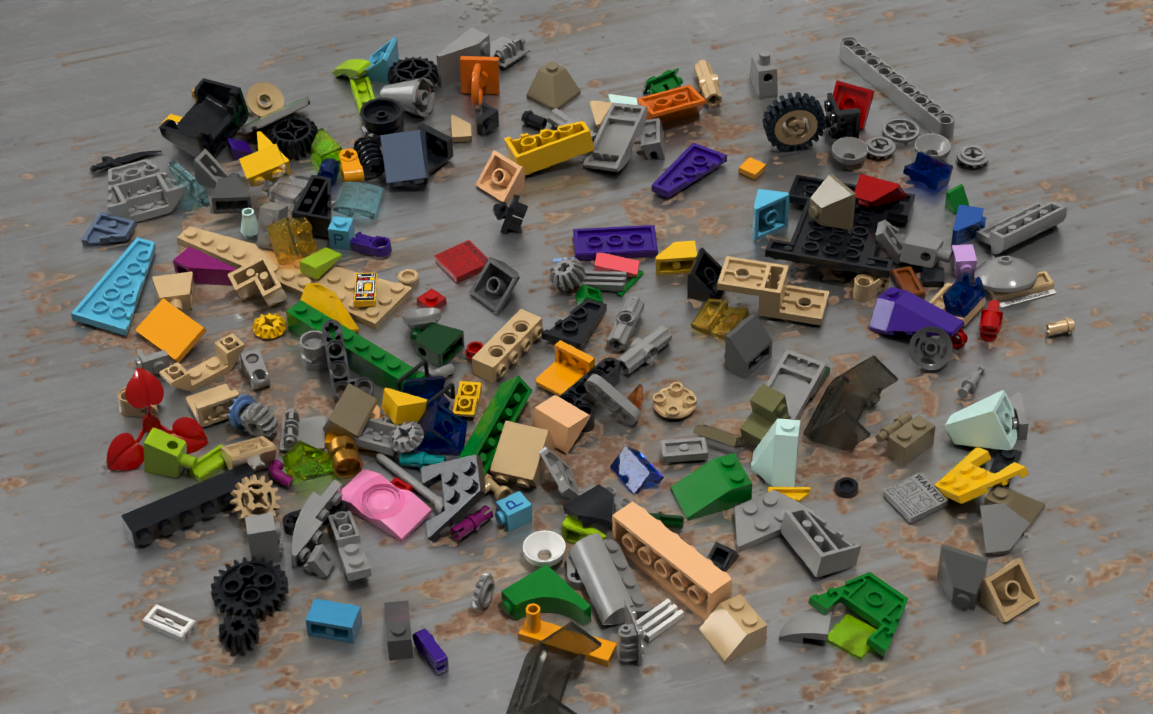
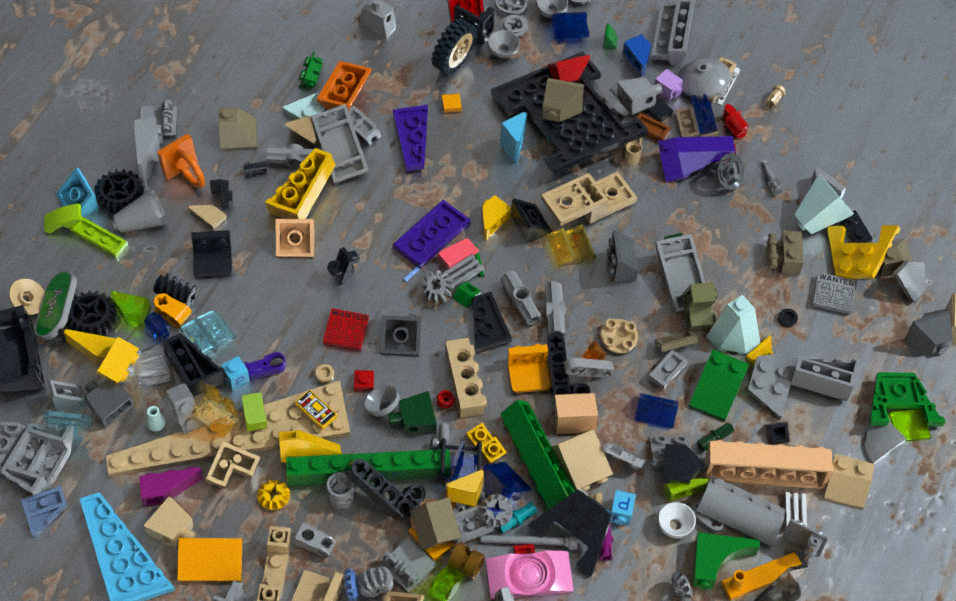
camera: 50 degrees left, 15 degrees up
(238, 148) = (56, 356): dark purple slope -> none
(381, 117) = (149, 251): black wheel -> none
(405, 157) = (210, 271): sand blue slope -> none
(707, 83) = (342, 49): tan piece -> none
(843, 403) = (720, 261): clear smoke windscreen -> none

